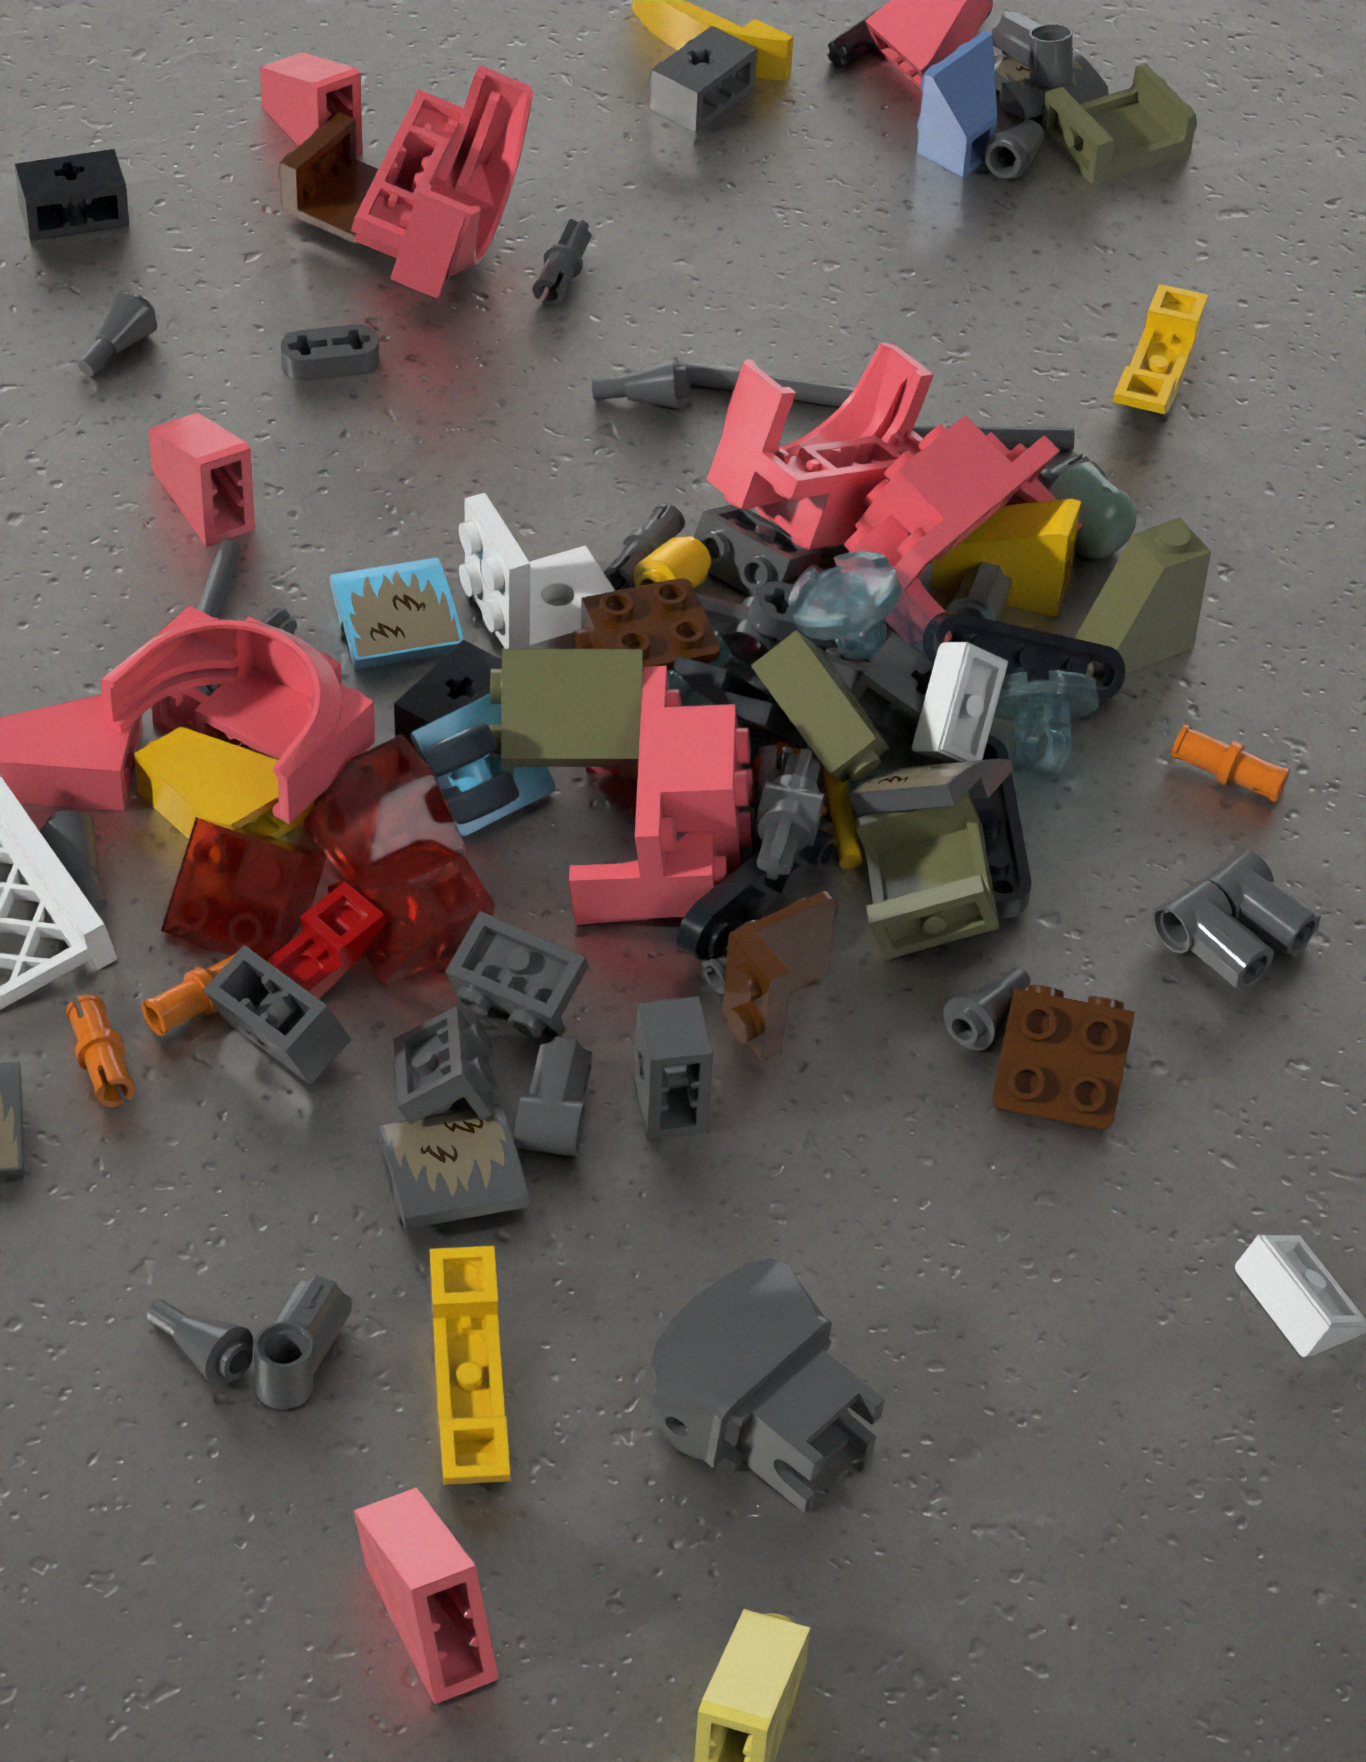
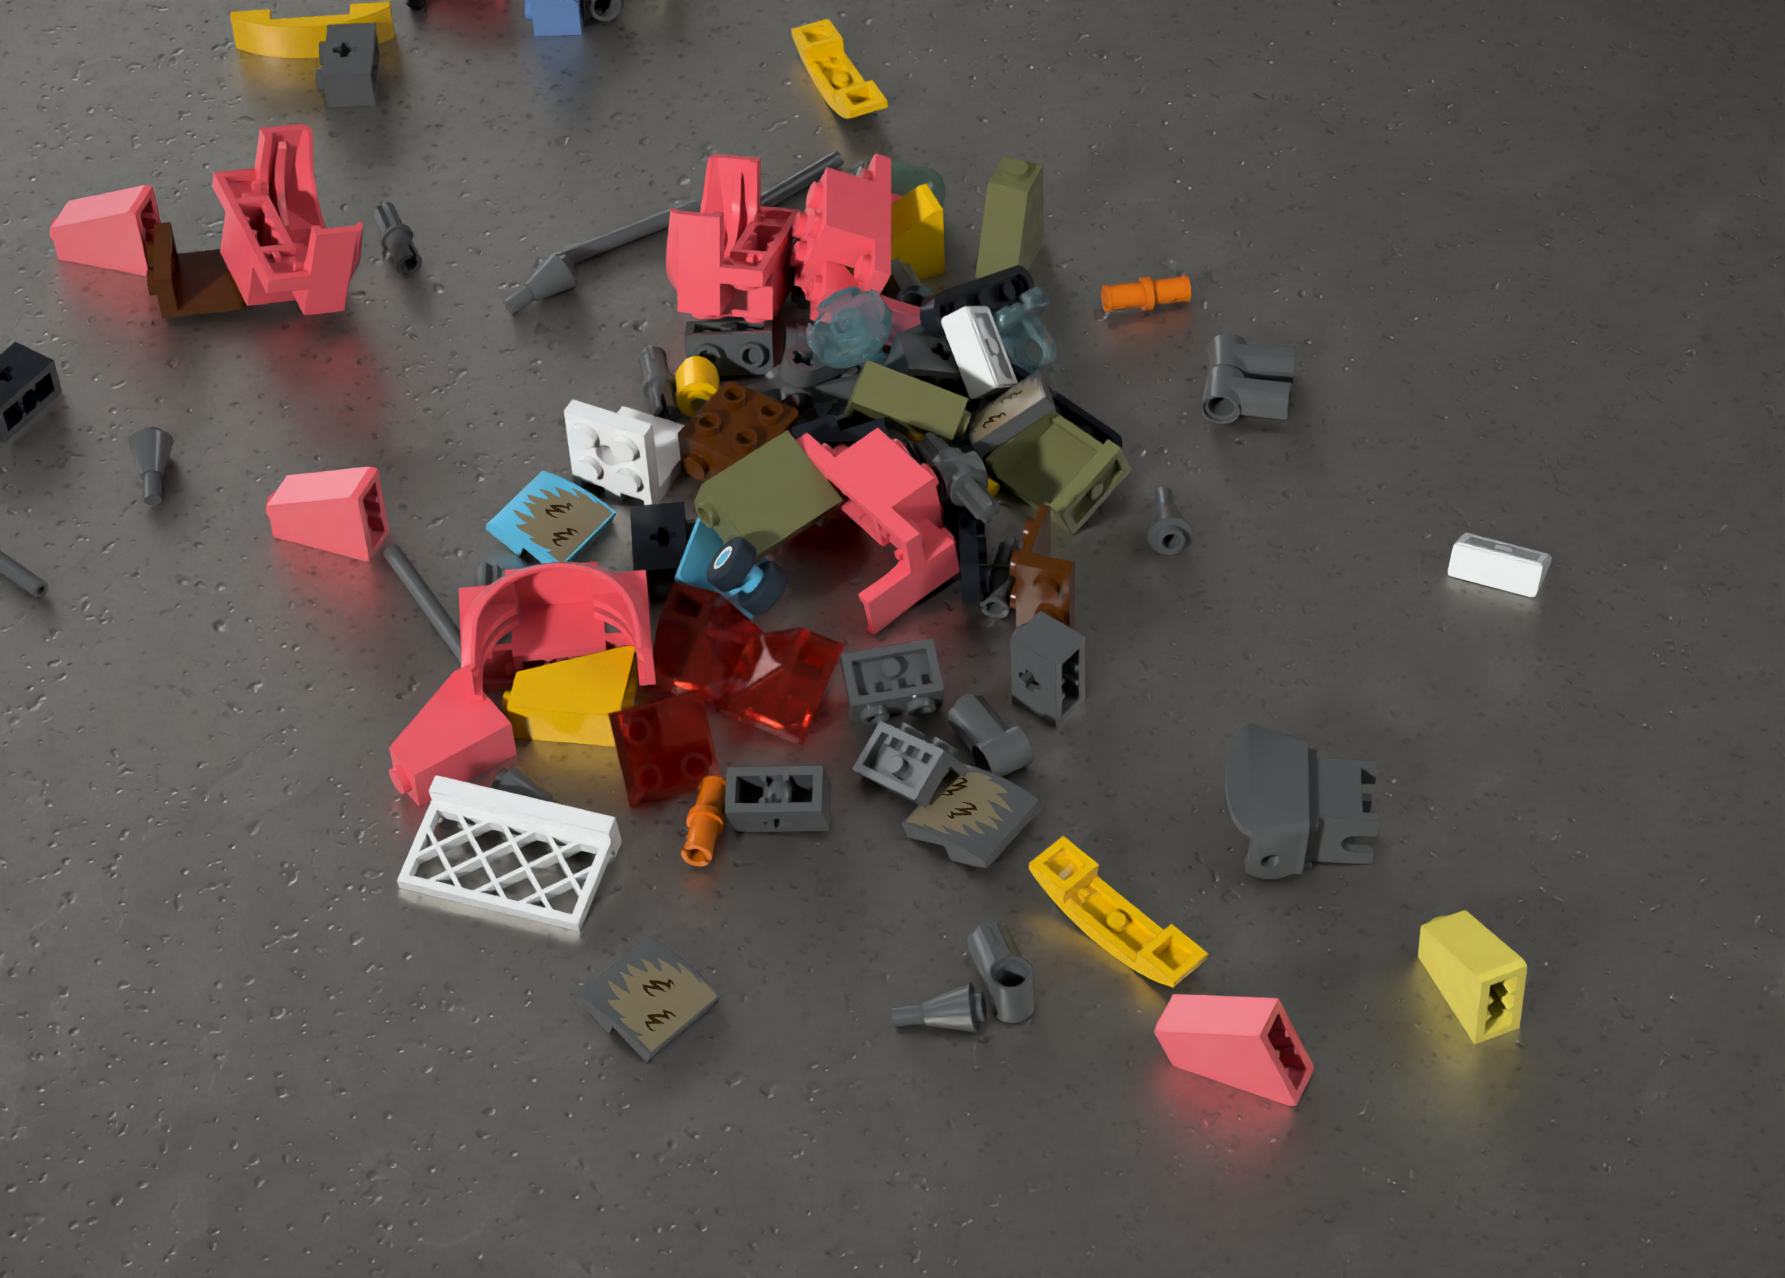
camera: 35 degrees left, 0 degrees up
(100, 1050) = (685, 896): orange pin -> none
(330, 352) = (308, 389): dark grey beam -> none
(331, 940) = (752, 731): red slope -> none
(1063, 1057) = (1243, 518): reddish brown bracket -> none

